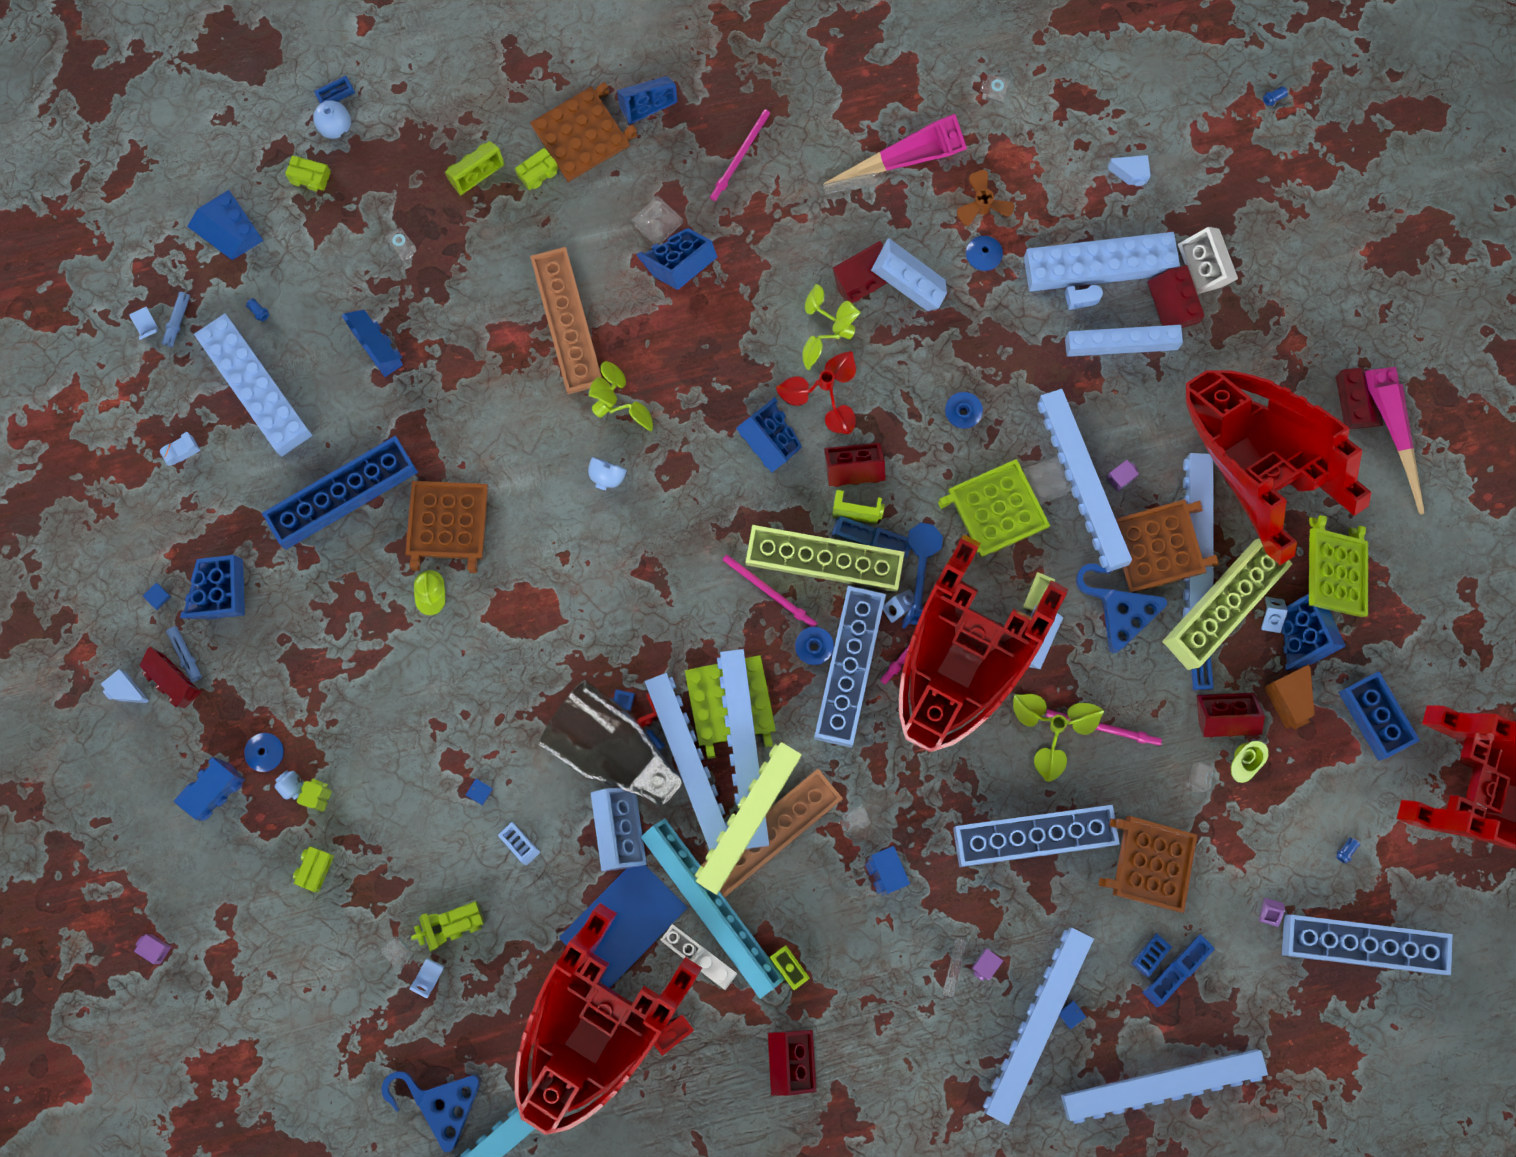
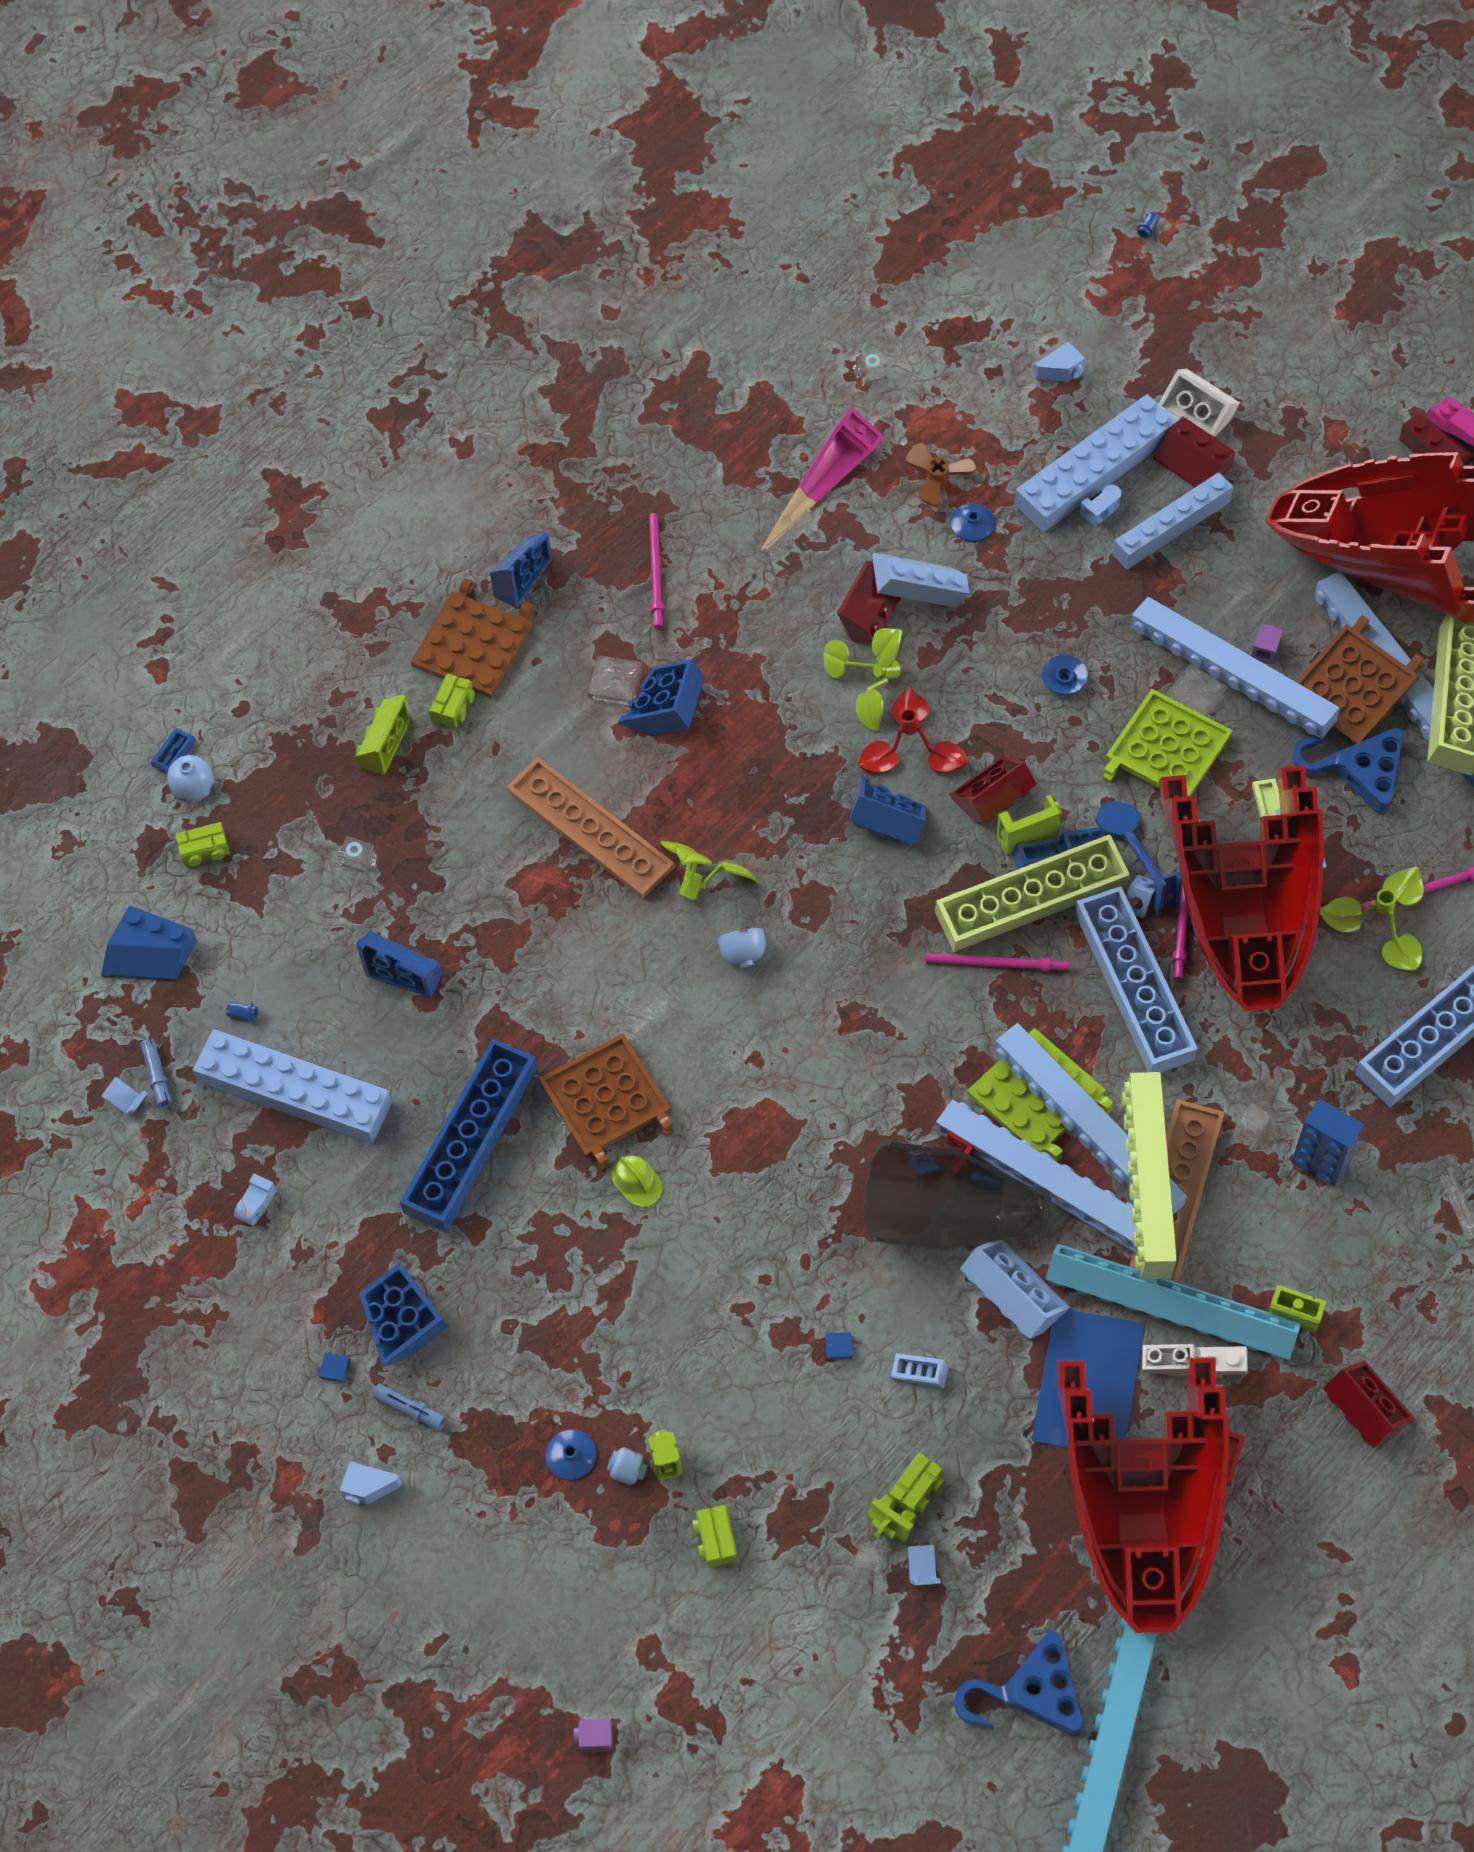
camera: 30 degrees left, 15 degrees down
(168, 678) = (412, 1437): dark red slope -> none
(210, 789) = (545, 1523): blue wedge -> none
(816, 636) = (1083, 975): blue dish -> none

